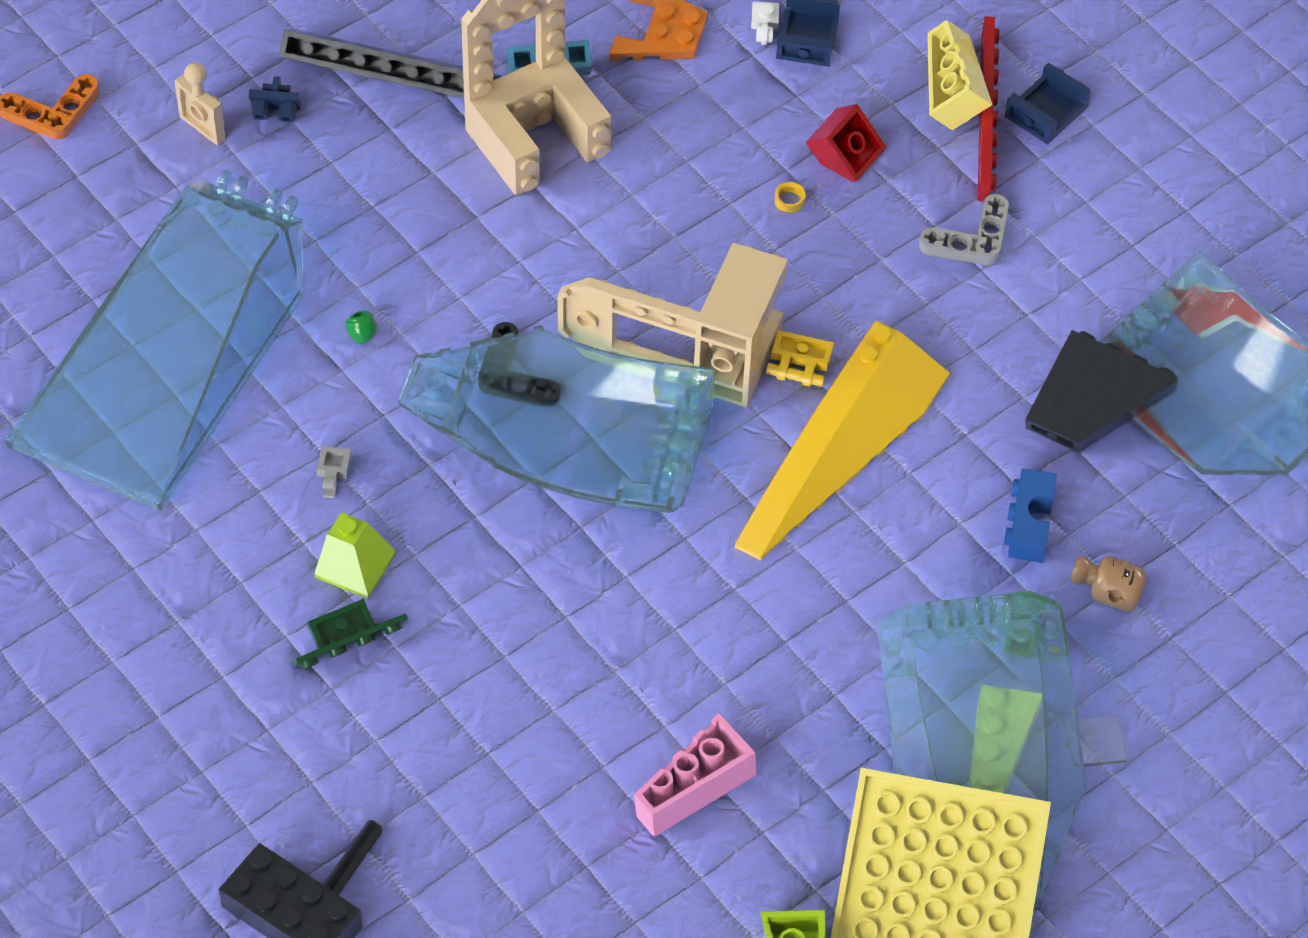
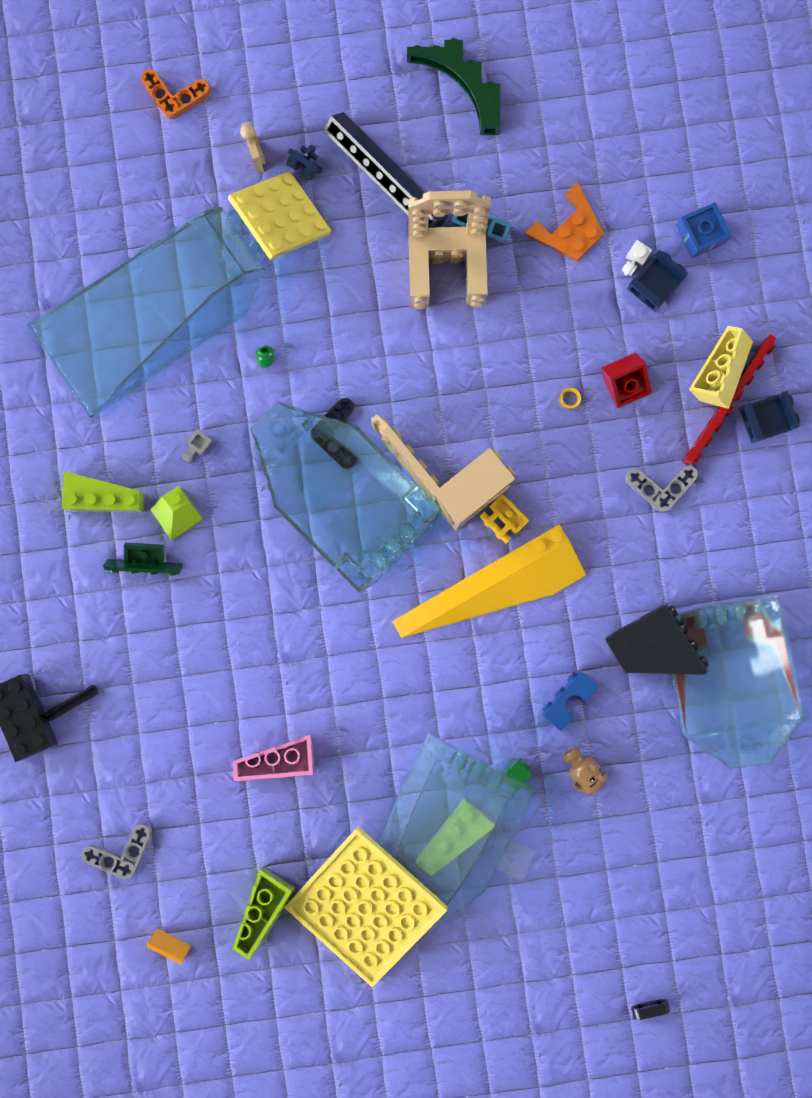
camera: 35 degrees right, 30 degrees up
(235, 584) = (93, 495): none -> lime wedge
(283, 161) = (279, 215): none -> light yellow plate

